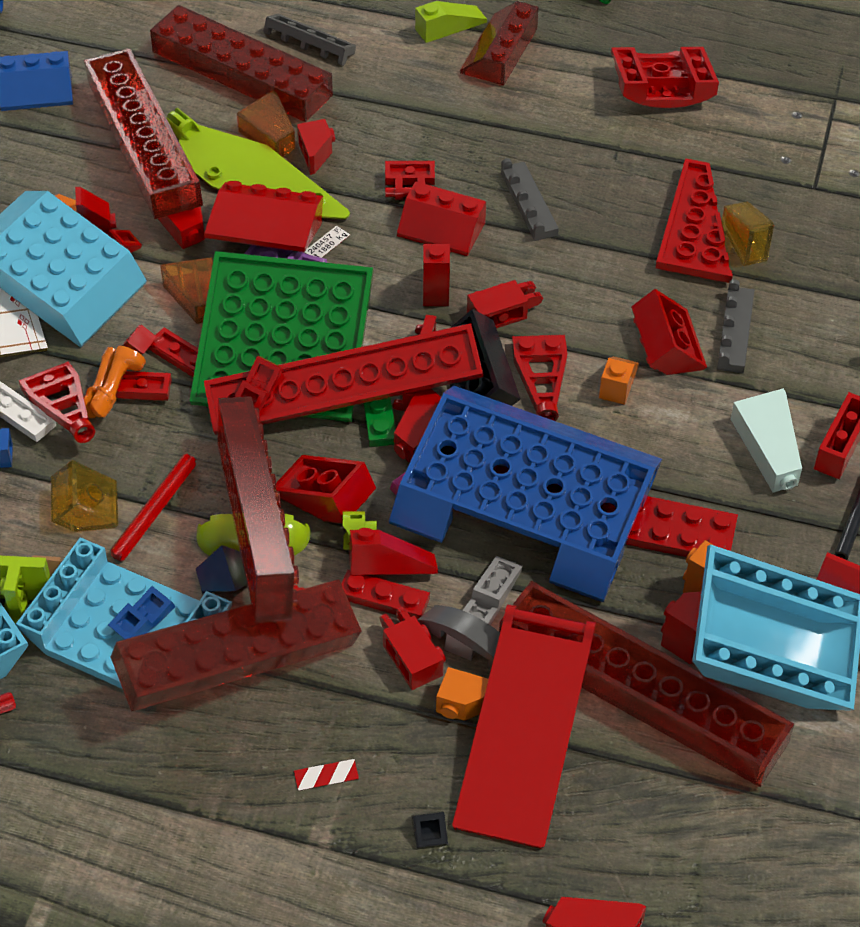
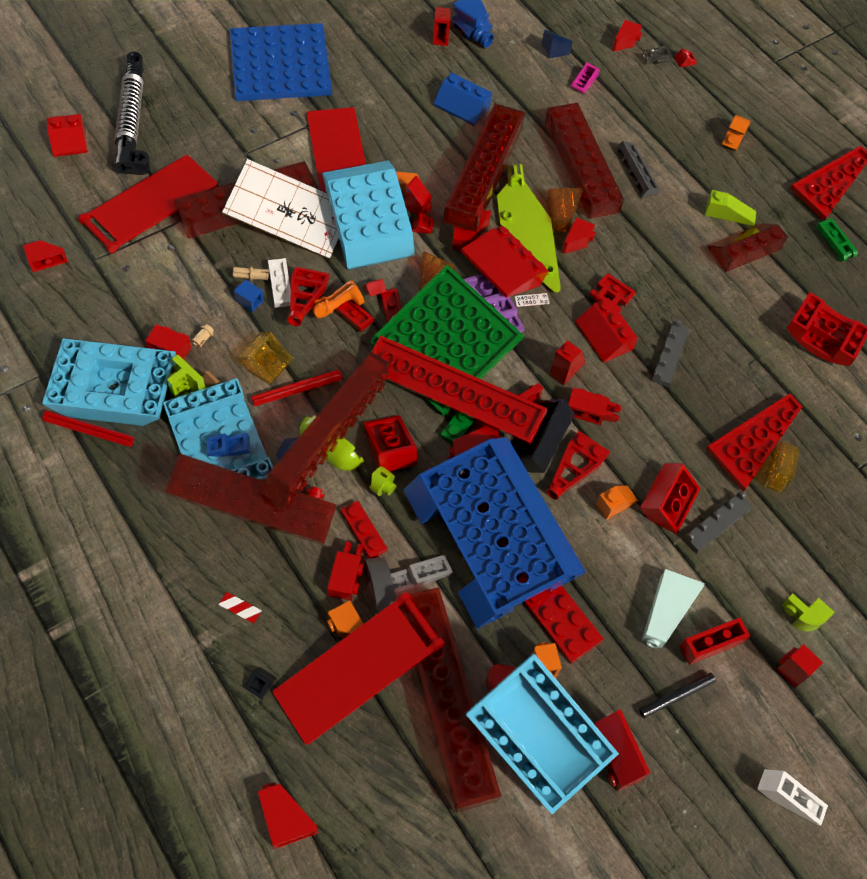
camera: 35 degrees right, 10 degrees up
(260, 381) = (404, 359): red slope -> none
(381, 553) = (382, 508): red slope -> none

